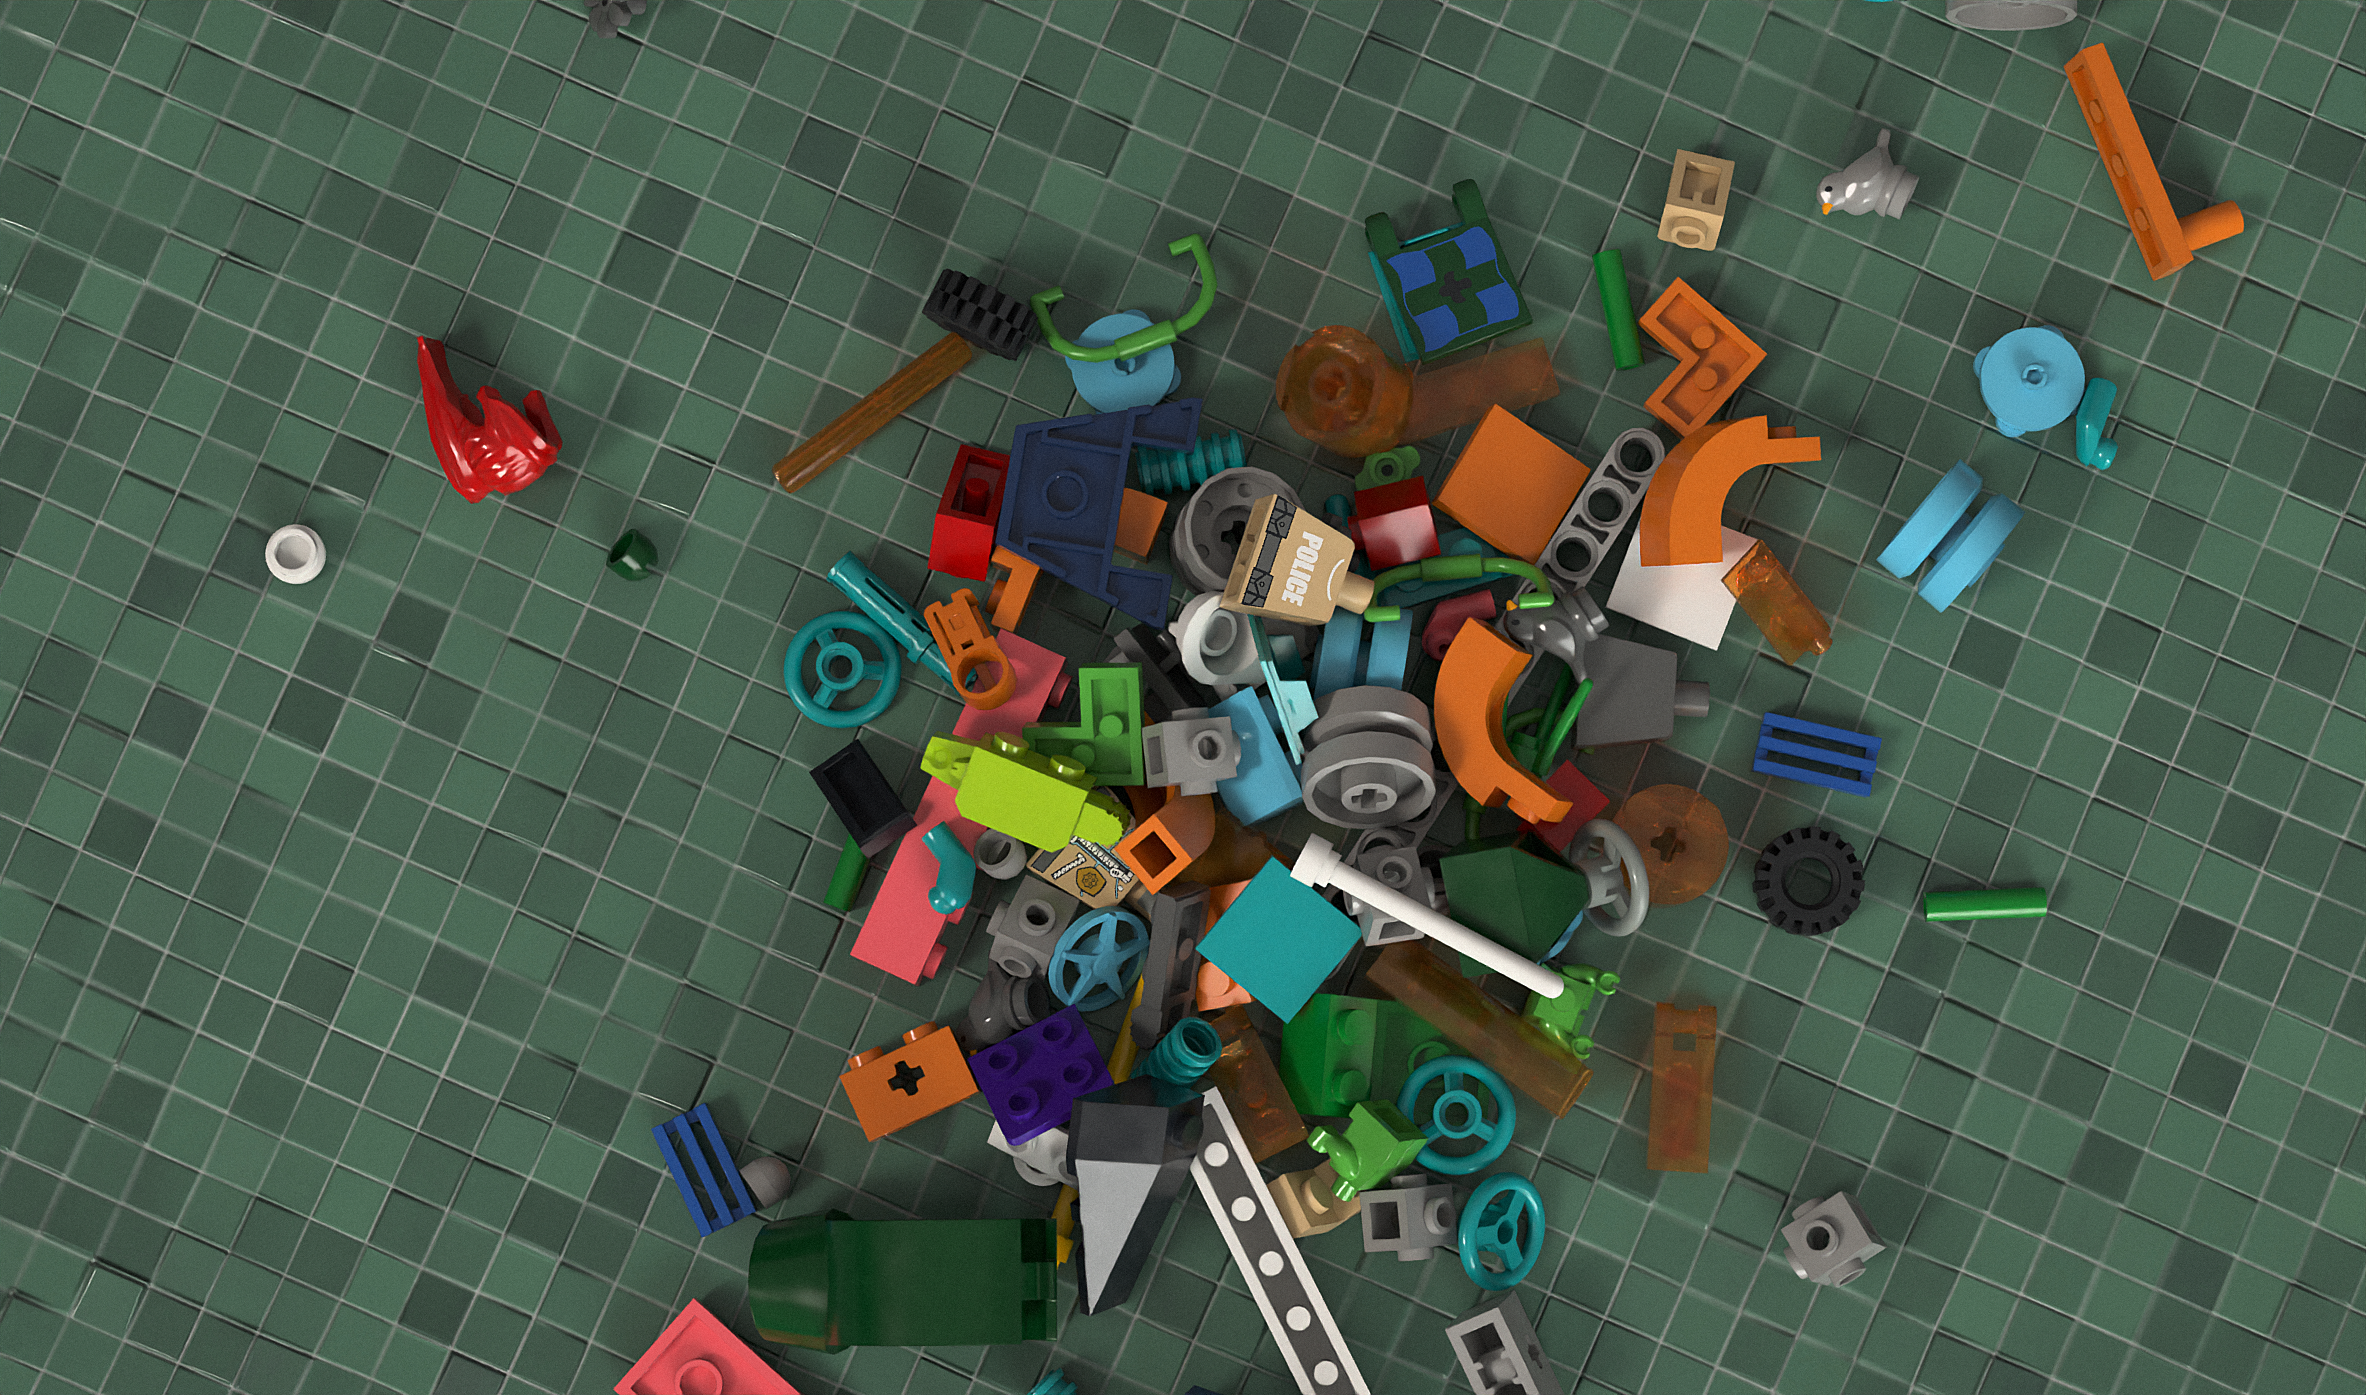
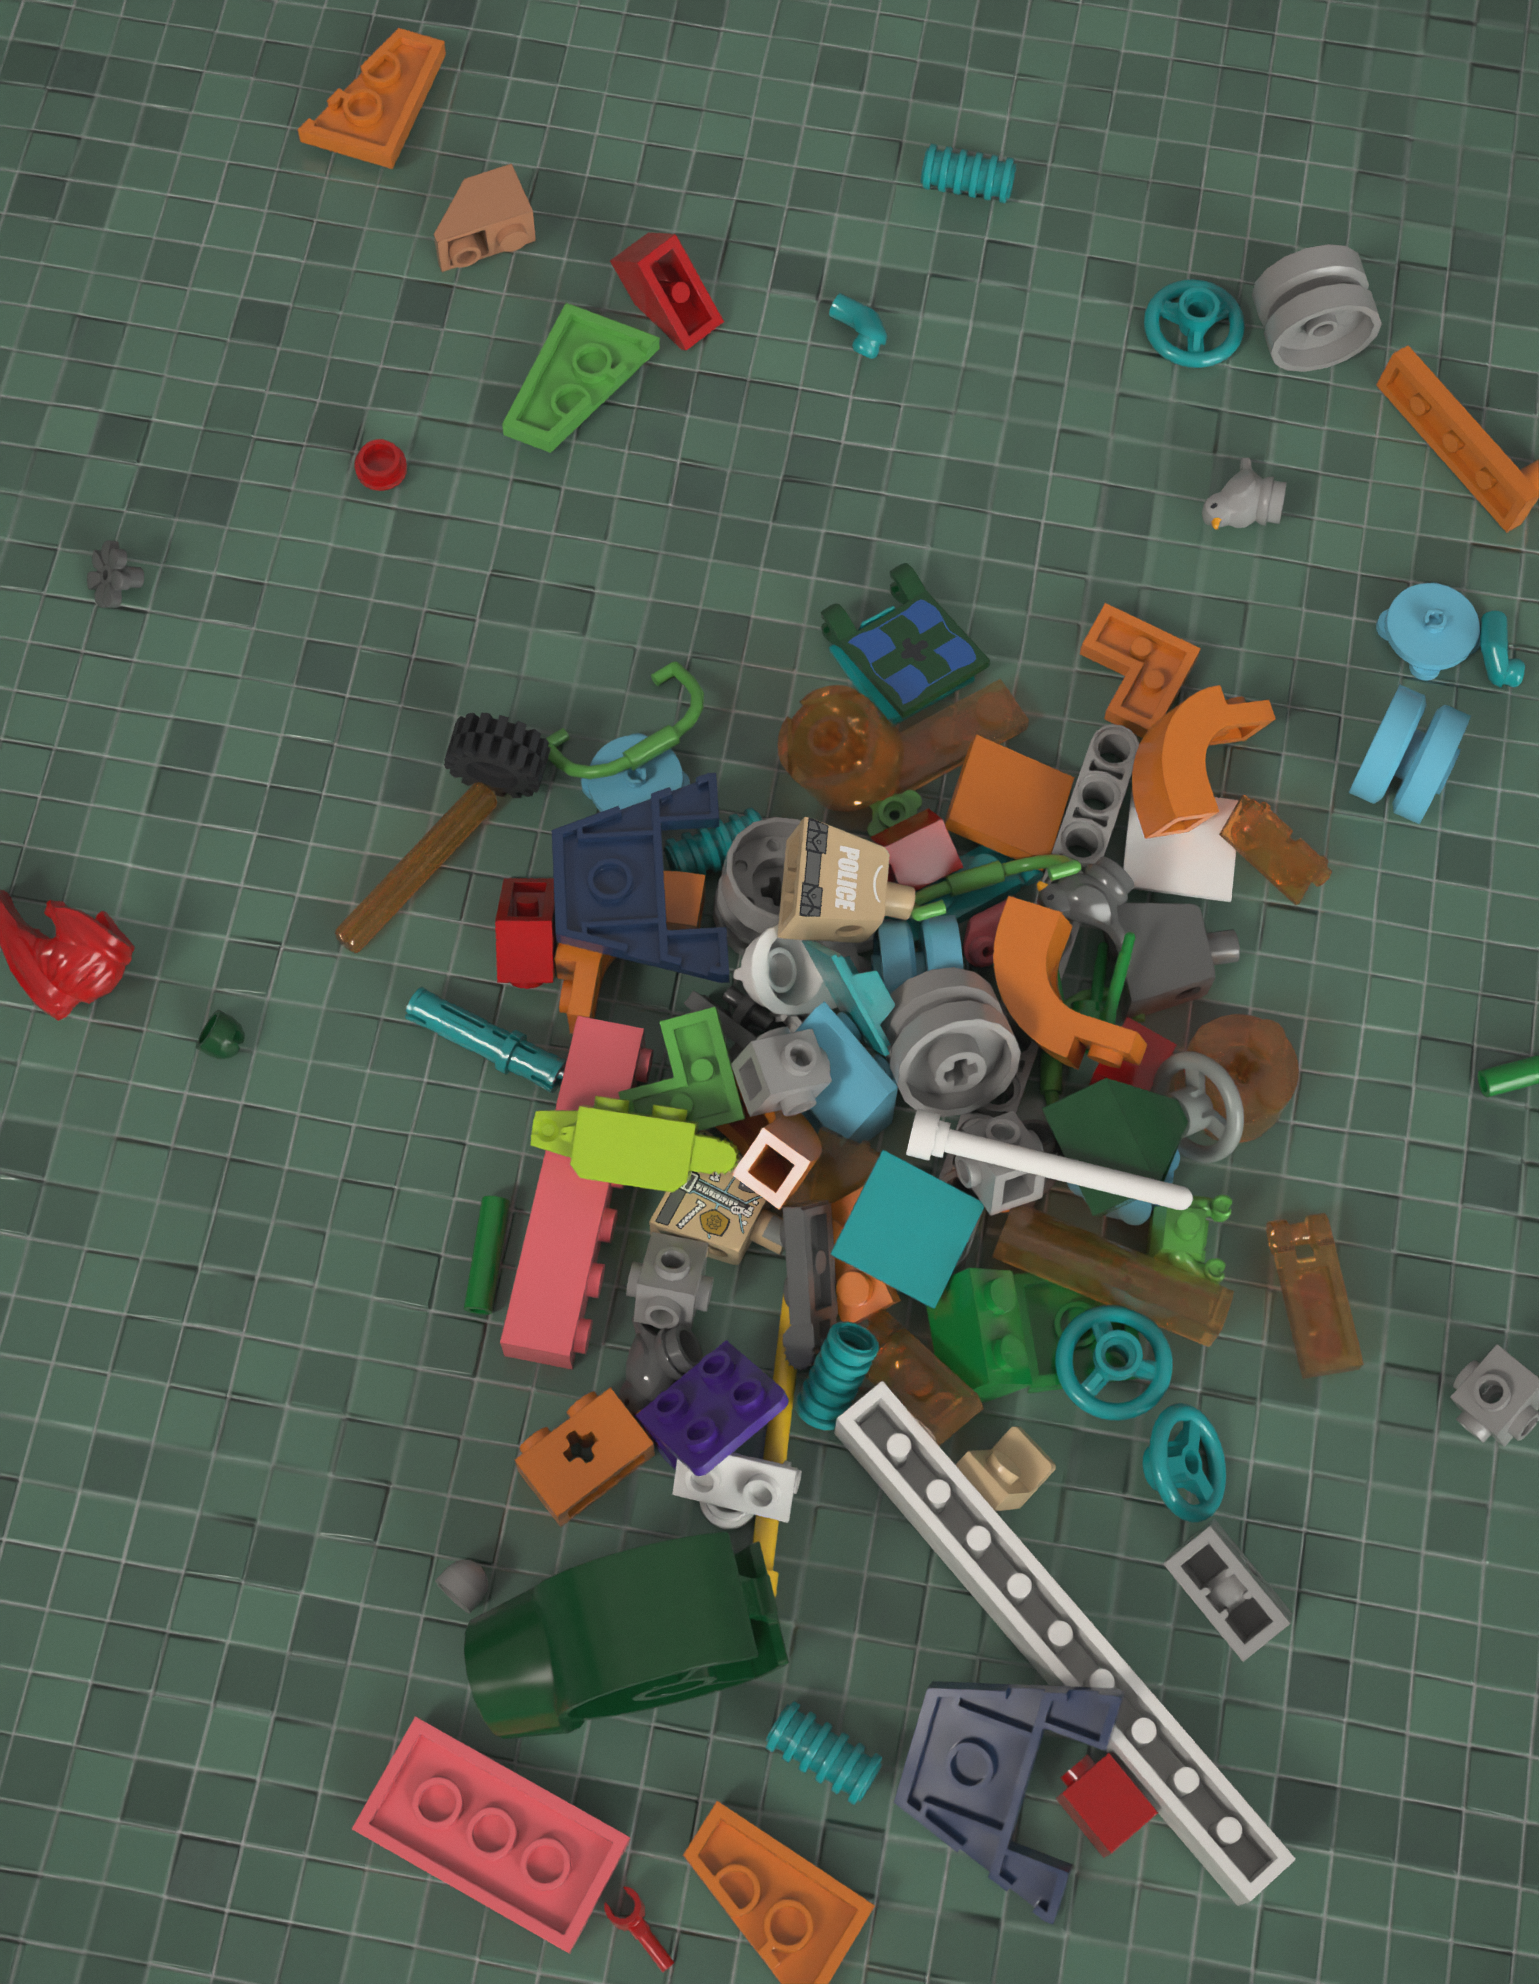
camera: 20 degrees left, 15 degrees down
(682, 1124) = (370, 1550): blue tile -> none
(822, 630) = (431, 1075): teal piece -> none
(862, 798) = (481, 1199): black tile -> none
(955, 872) = (585, 1238): teal arm -> none
(968, 645) = (551, 1034): orange piece -> none
(1000, 854) = (624, 1214): light grey hinge -> none
(1099, 958) = (739, 1294): medium azure wheel -> none
(1129, 1161) = (821, 1460): black wedge -> none
(1371, 1149) = (1045, 1410): bright green piece -> none
(1408, 1217) = (1096, 1470): light grey brick -> none
(1618, 310) = (1060, 646): green piece -> none
(1696, 200) = (1102, 545): tan bracket -> none
(1844, 874) = (1386, 1054): black tyre -> none
(1865, 765) = (1344, 955): blue tile -> none

